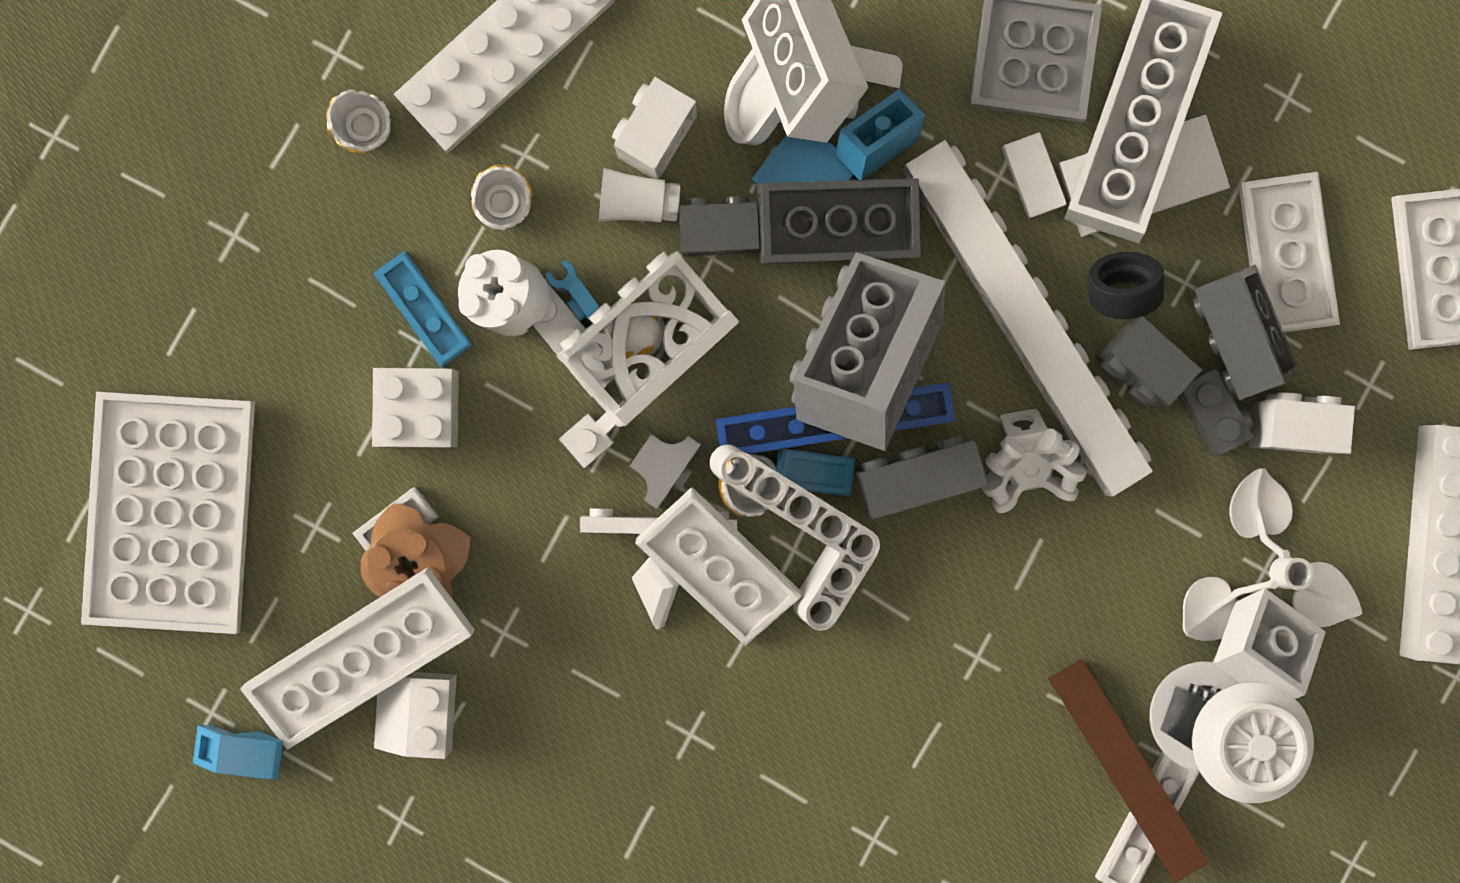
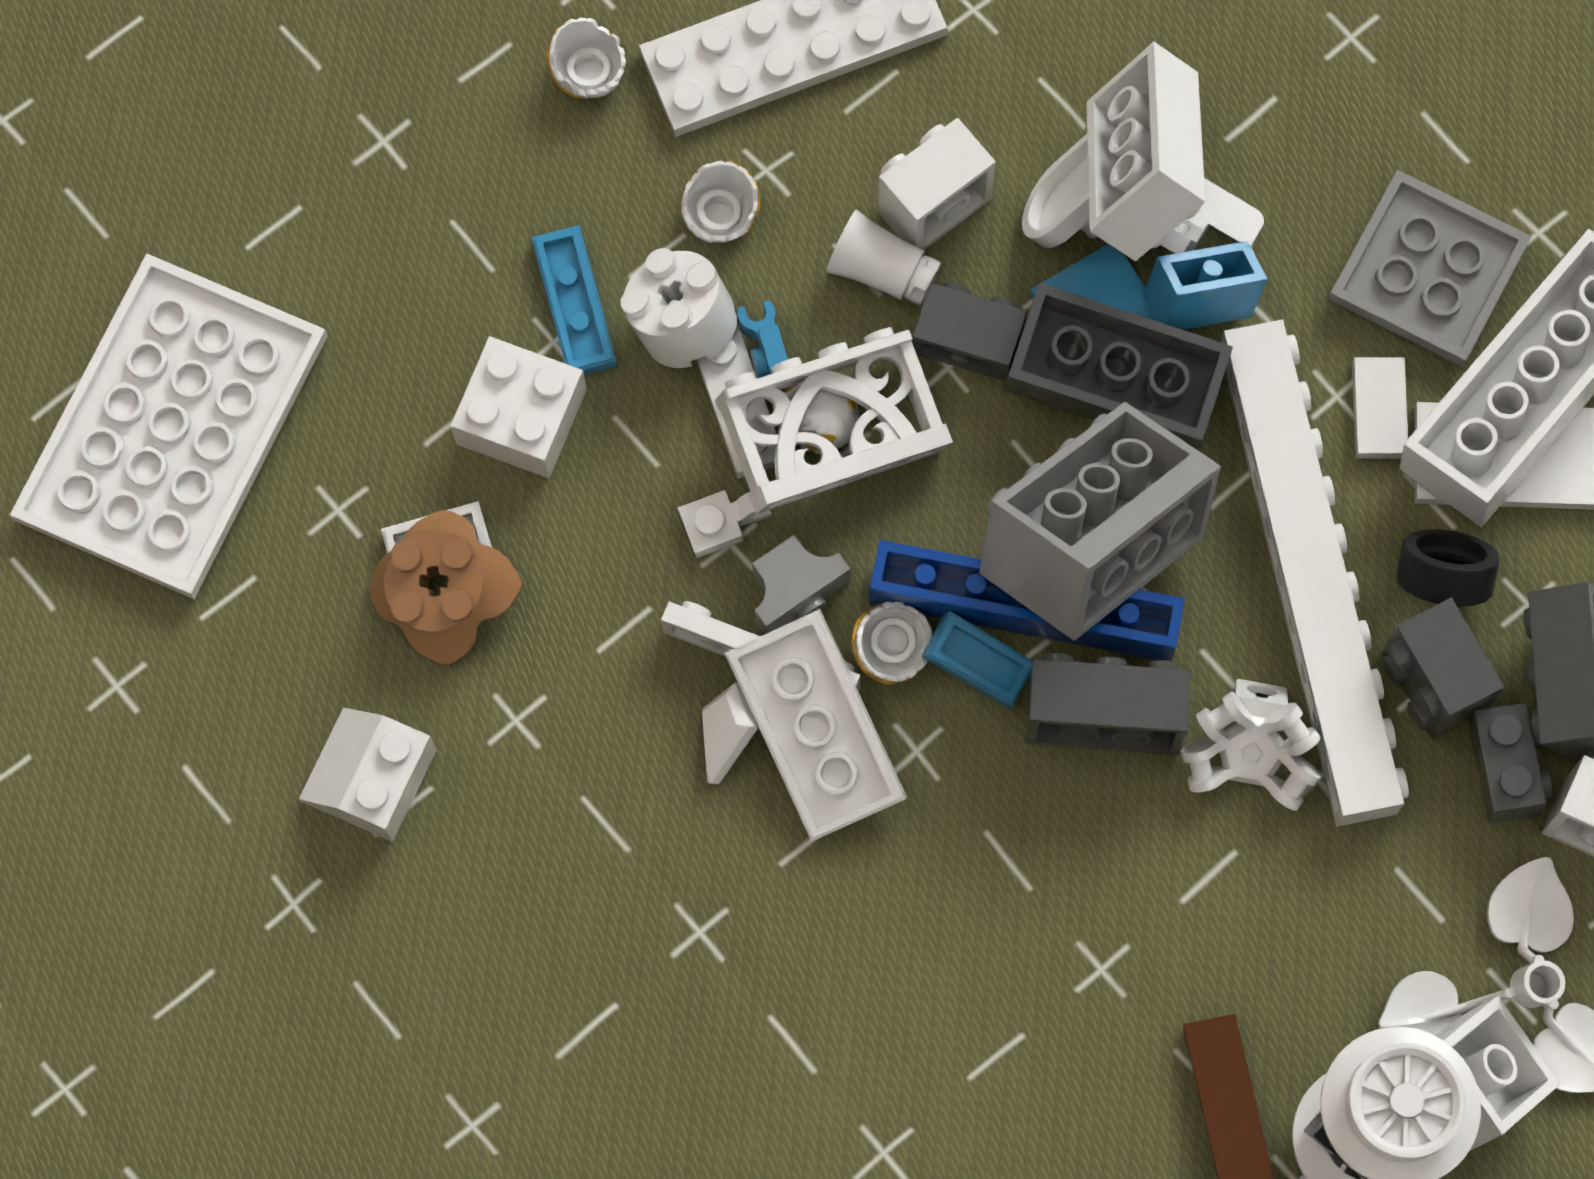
camera: 25 degrees right, 15 degrees down
(238, 753) = (131, 737): dark azure slope -> none
(358, 658) = (328, 669): white plate -> none
(808, 518) = (946, 708): white beam -> none

